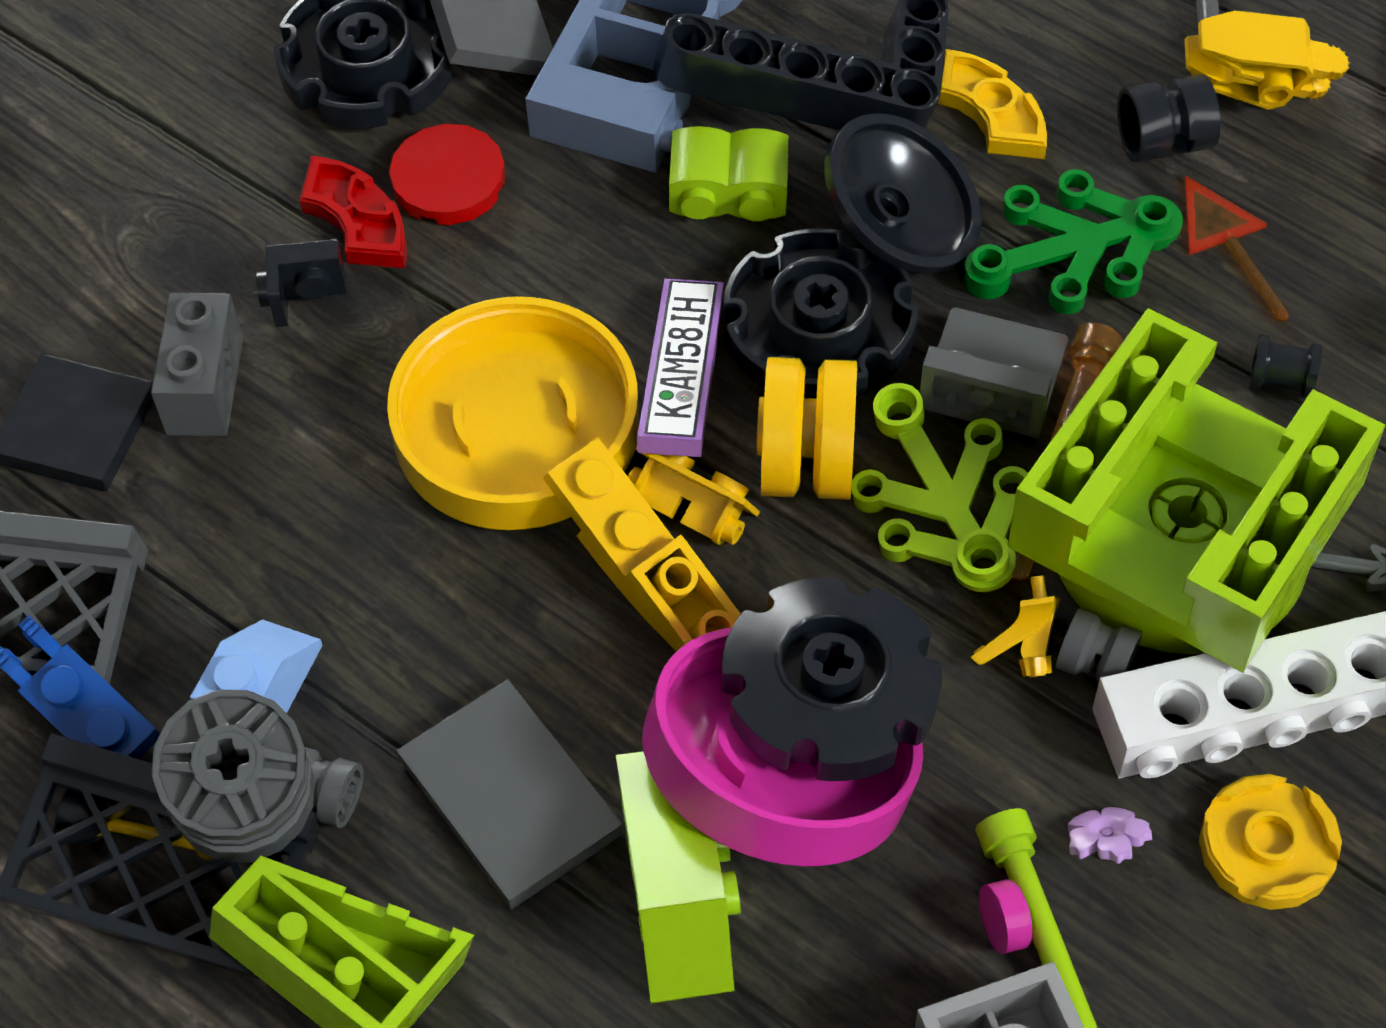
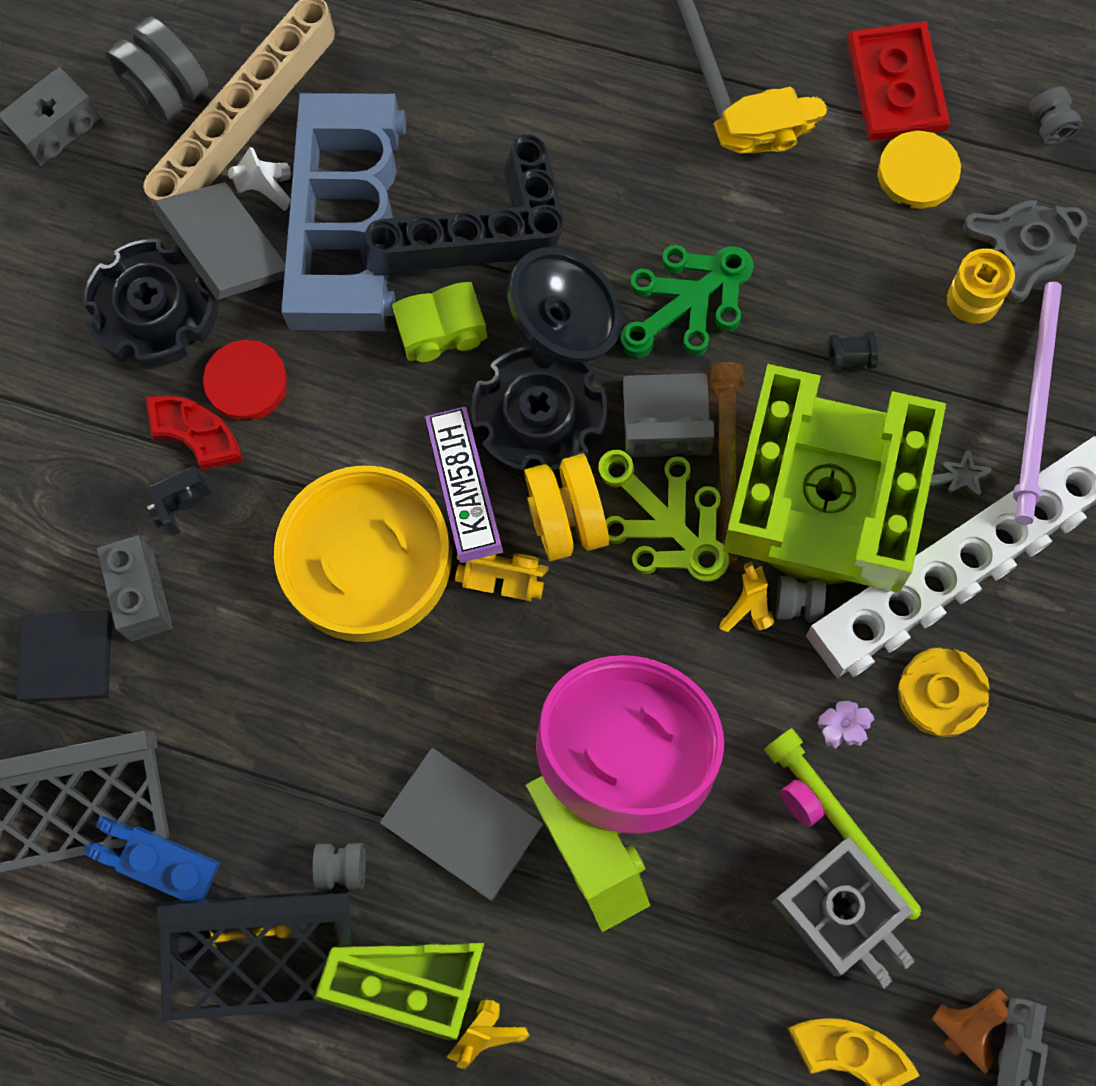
camera: 15 degrees left, 15 degrees up
(261, 660) = (268, 804): light blue slope -> none
(272, 787) = (300, 873): dark grey wheel -> none
(637, 550) = (490, 632): yellow slope -> none
(830, 679) = (611, 694): black piece -> none
(997, 105) = (599, 205): yellow tile -> none
(1175, 117) = (723, 183): black wheel -> none
(1218, 221) = (773, 250): clear orange piece -> none

